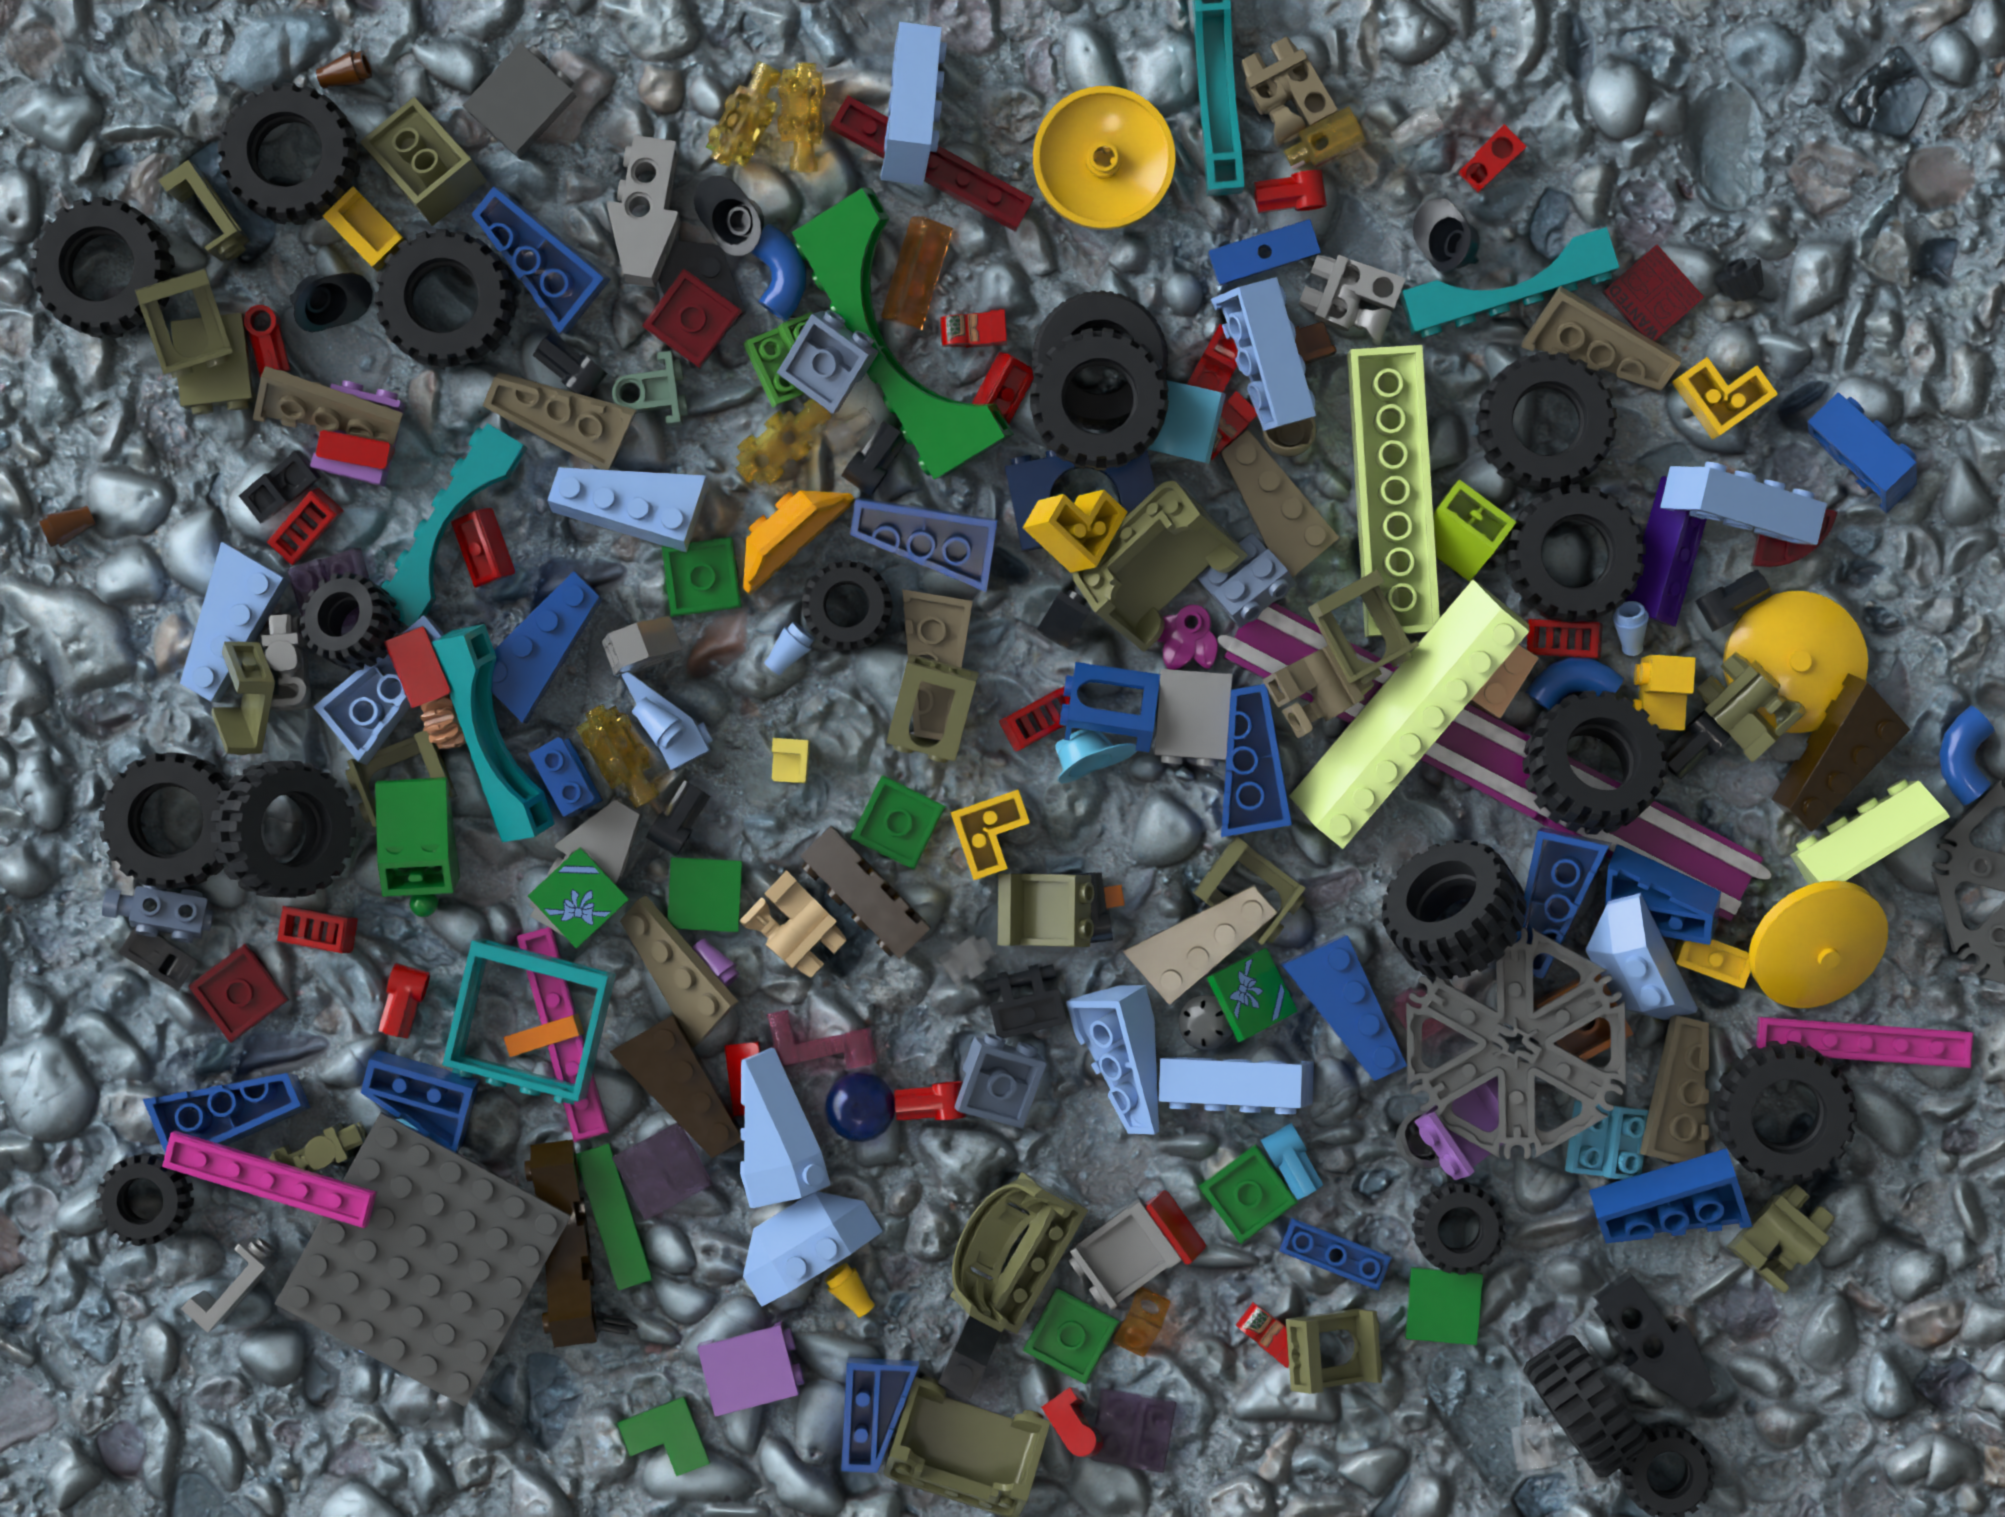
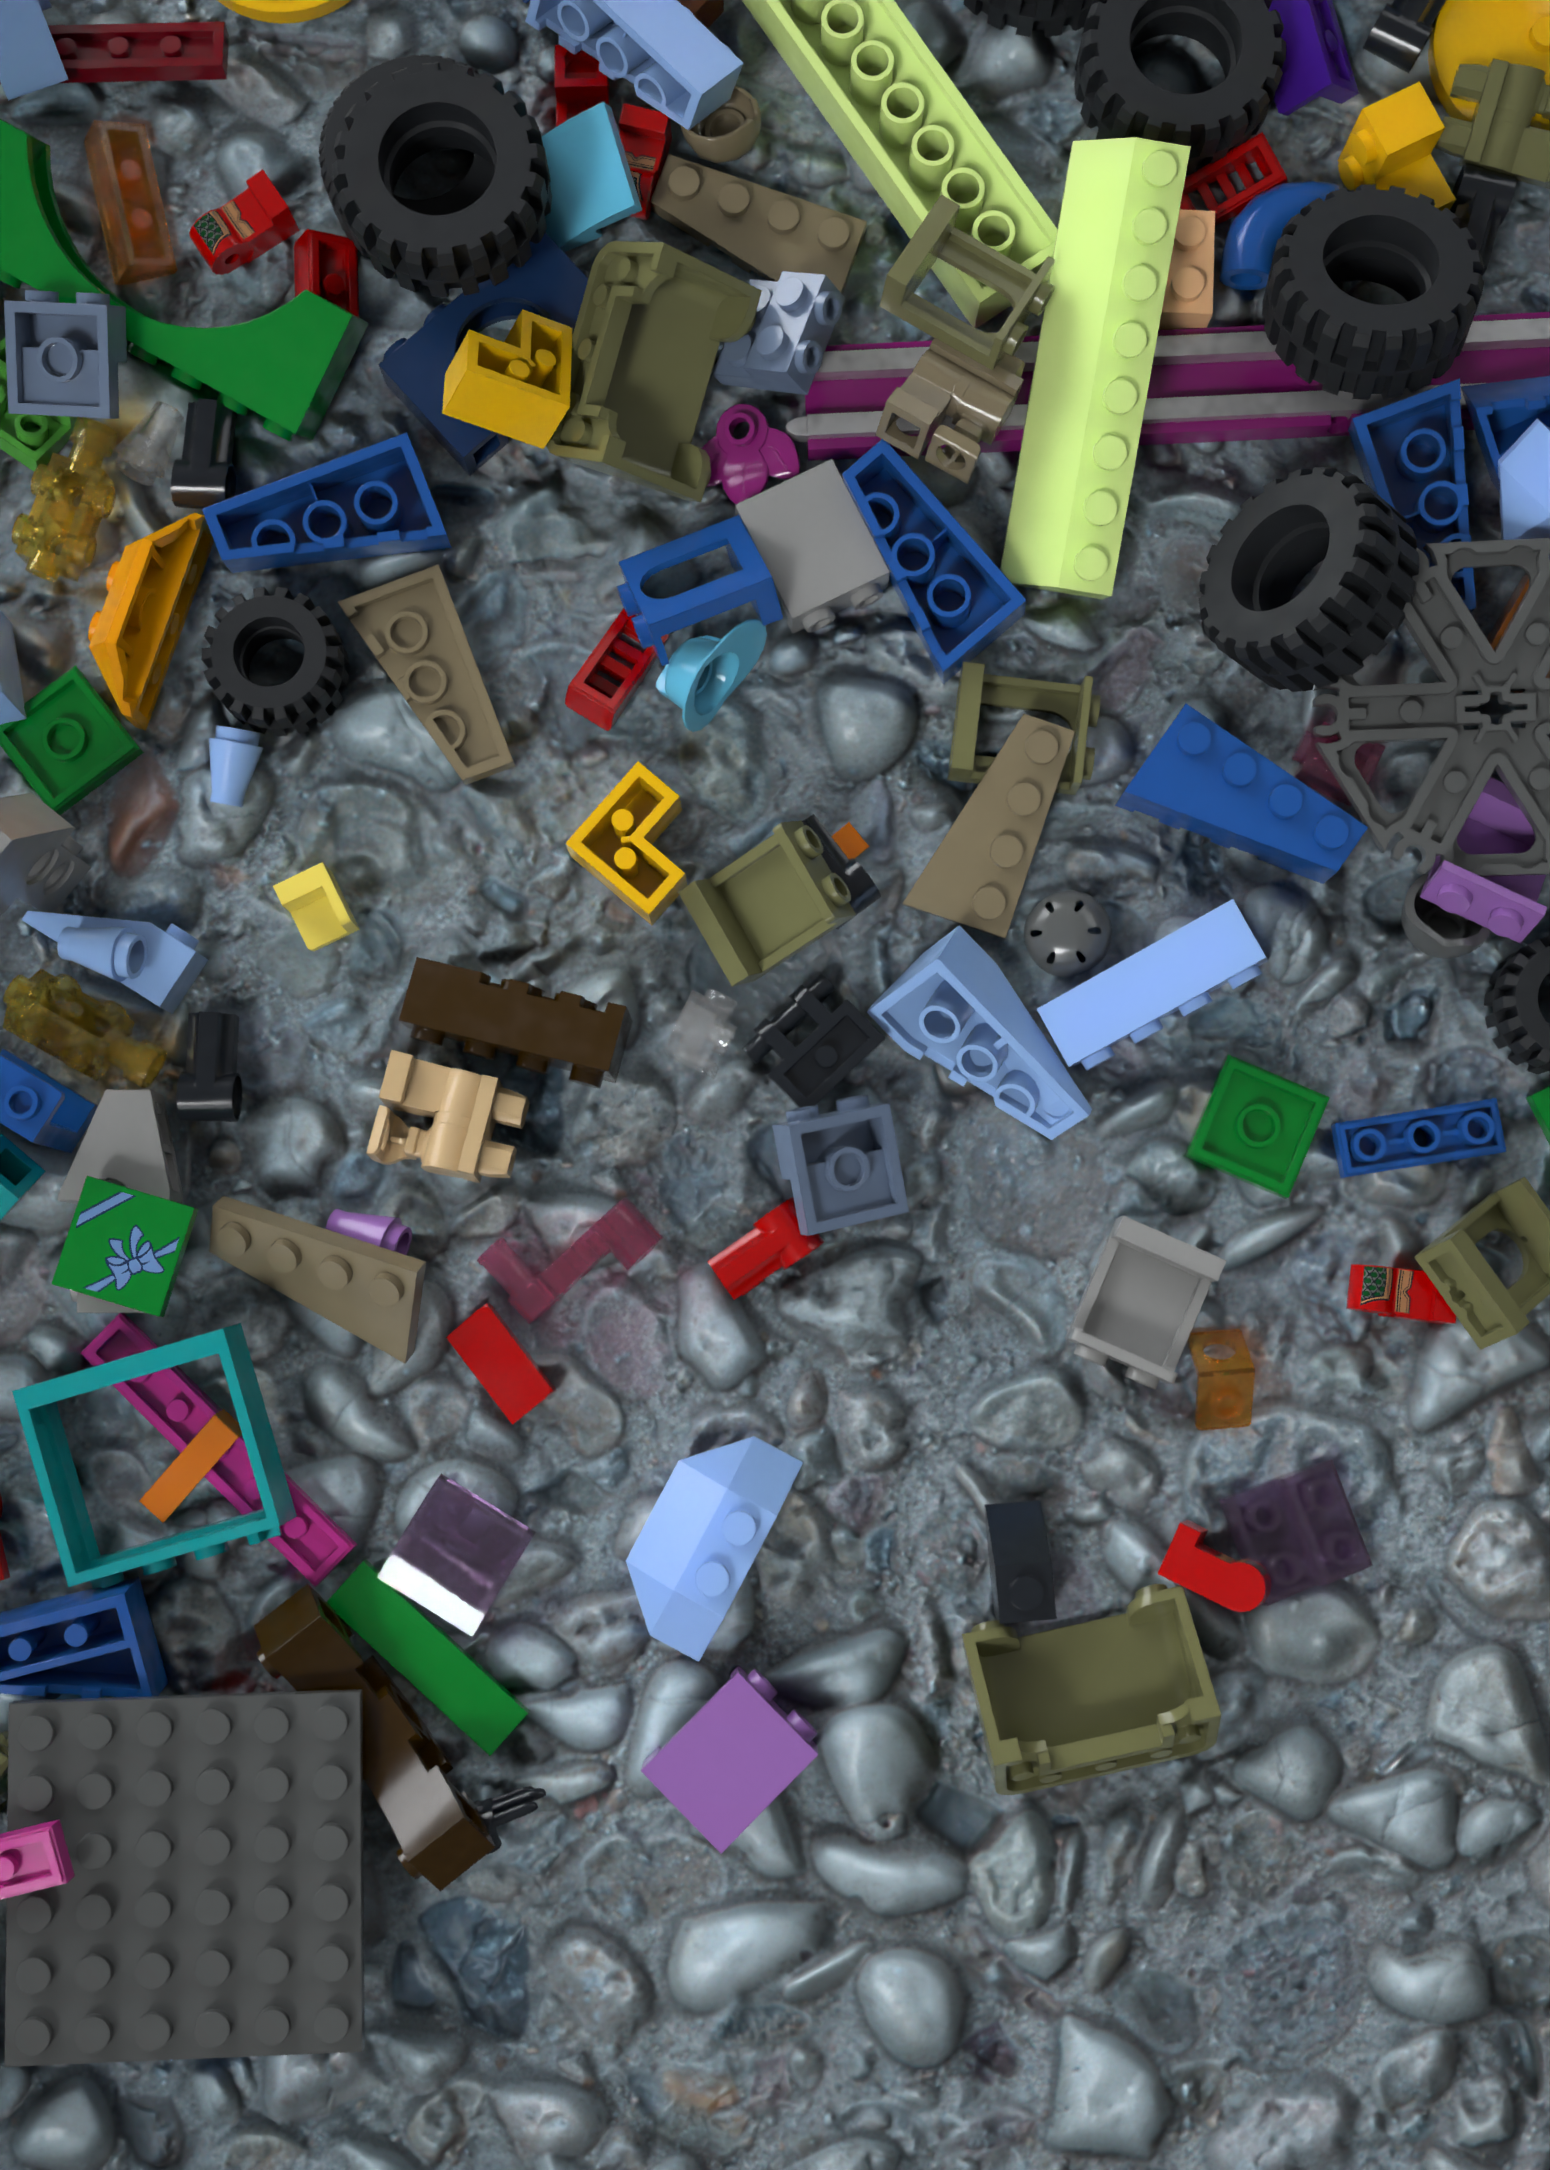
camera: 30 degrees left, 5 degrees down
(667, 1425) = (670, 1901): green tile -> none
(681, 1084) = (409, 1419): dark brown wedge -> none
(705, 894) = (304, 1150): green tile -> none
(779, 1146) = (592, 1422): light blue wedge -> none
(849, 1289) = (803, 1567): yellow cone -> none
(871, 1095) = (667, 1337): clear blue cylinder -> none
(872, 1407) = (930, 1711): blue wedge -> none
(898, 822) = (508, 908): green tile -> none
(939, 674) = (514, 760): olive panel -> none
(989, 1238) = (951, 1382): olive piece -> none
(1064, 618) = (570, 513): black slope -> none
(1071, 1335) = (1136, 1453): green tile -> none
(1175, 1226) = (1189, 1224): red slope -> none
(1252, 994) = (1106, 857): green tile -> none
(1289, 1154) = (1277, 1039): dark azure piece -> none
(1468, 529) = (1028, 107): lime slope -> none
(1631, 626) = (1305, 115): light blue cone -> none

